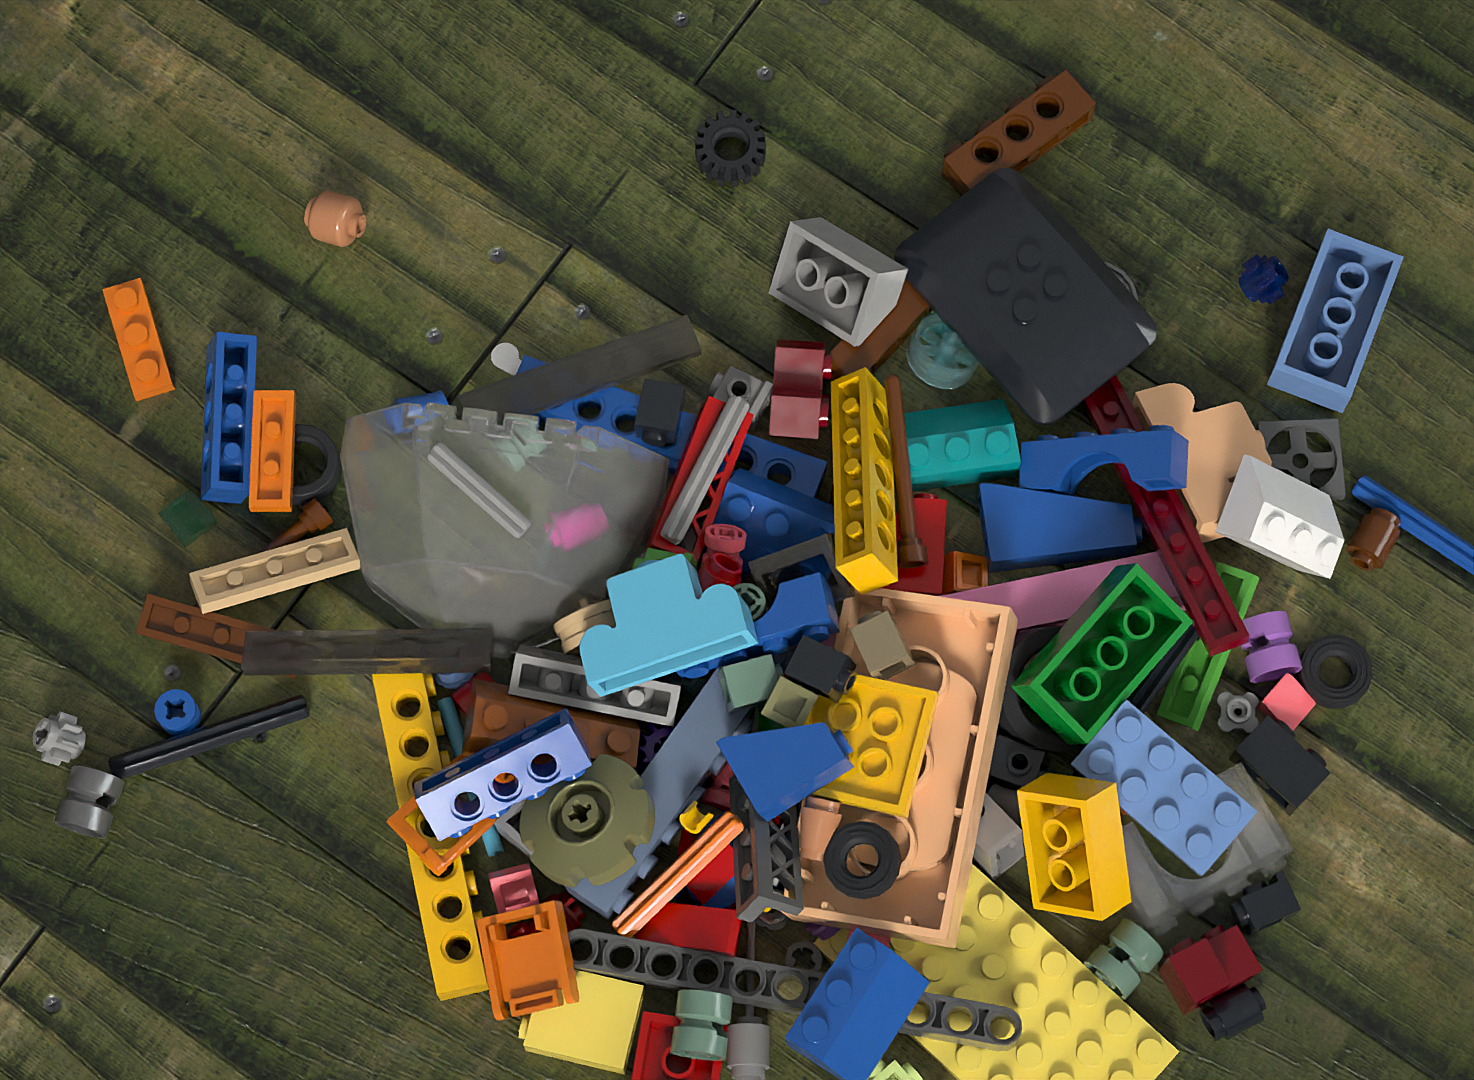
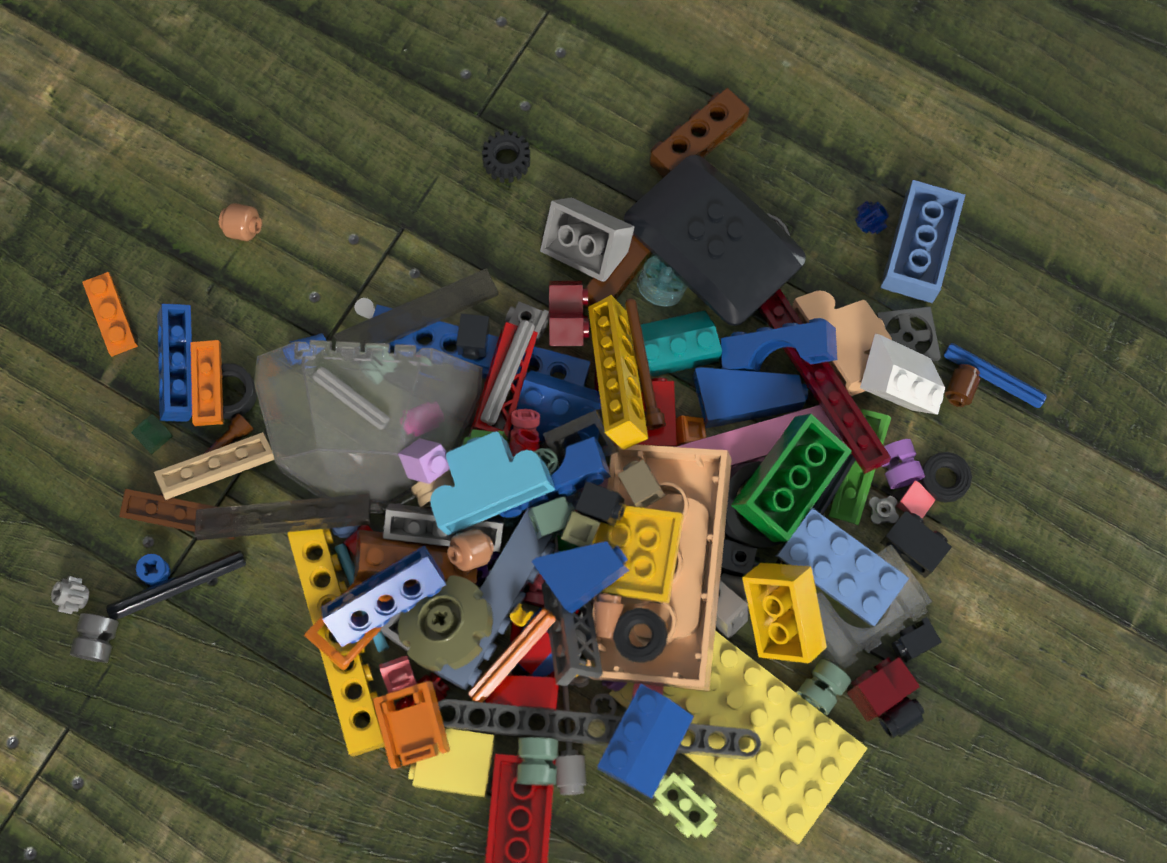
camera: 10 degrees left, 0 degrees up
(575, 587) = (424, 460): none -> lavender brick
(631, 719) = (470, 549): none -> nougat head

